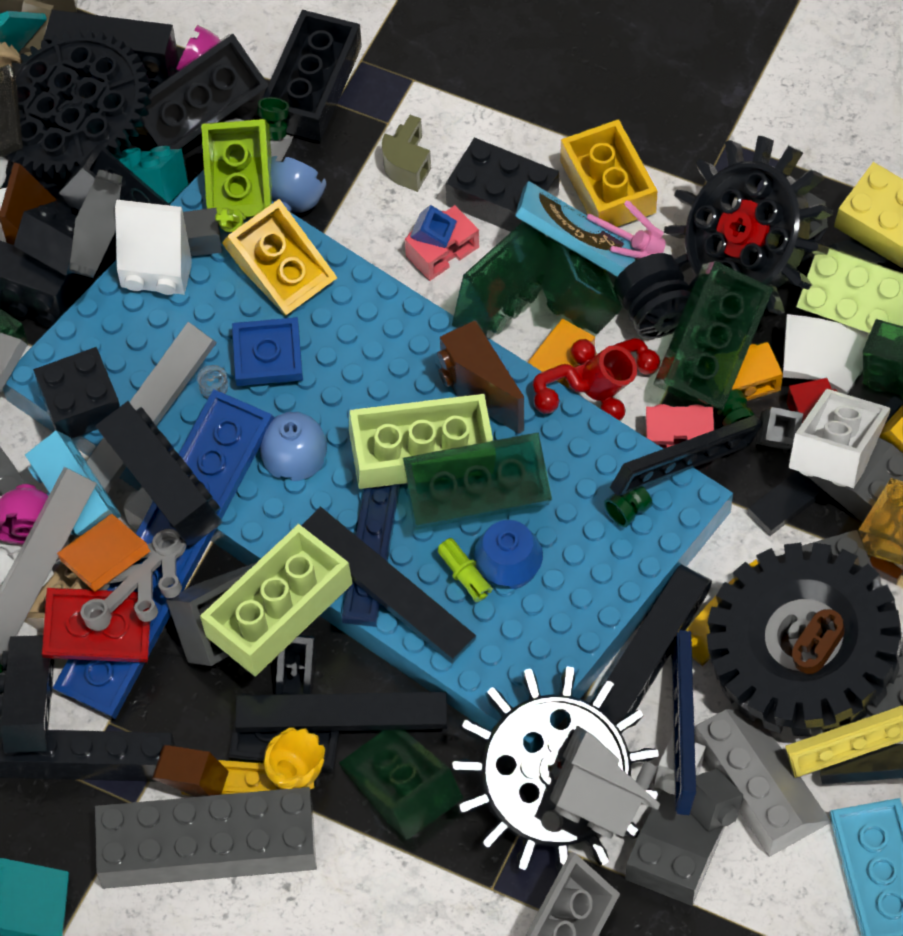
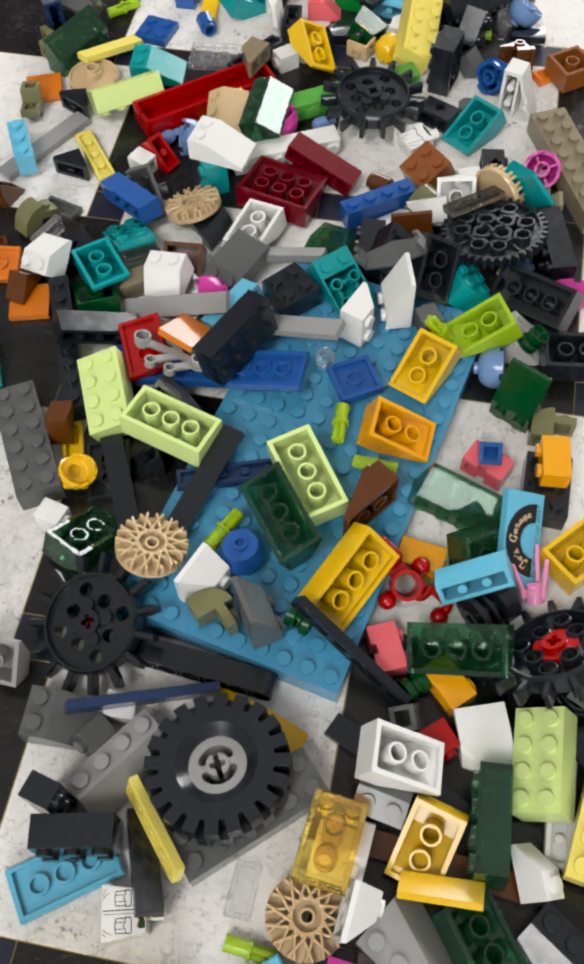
camera: 75 degrees right, 0 degrees up
(80, 320) = (338, 277): none -> teal slope
(163, 697) = (105, 391): none -> yellowish green brick
(165, 306) = (358, 317): none -> white slope
(293, 446) = (290, 410): medium blue cylinder -> none
(336, 387) = (340, 422): none -> lime axle
(349, 817) = (51, 513): none -> white brick
(358, 165) = (520, 395): none -> dark green slope
(374, 323) = (395, 431): none -> light orange slope
(418, 361) = (361, 462): none -> lime axle
(475, 655) = (151, 546): none -> tan wheel
(482, 153) = (554, 461): none -> light orange brick
(534, 601) = (202, 571): none -> white slope
(580, 600) = (213, 604): none -> olive brick
(581, 425) = (350, 574): none -> yellow slope
(599, 789) = (67, 647): light grey piece -> none
(615, 550) = (256, 613): none -> dark grey slope
(627, 289) = (474, 577): none -> medium azure brick
(795, 852) = (47, 795): none -> black brick
(811, 637) = (205, 766): reddish brown beam -> none
(852, 828) = (75, 836): none -> black brick

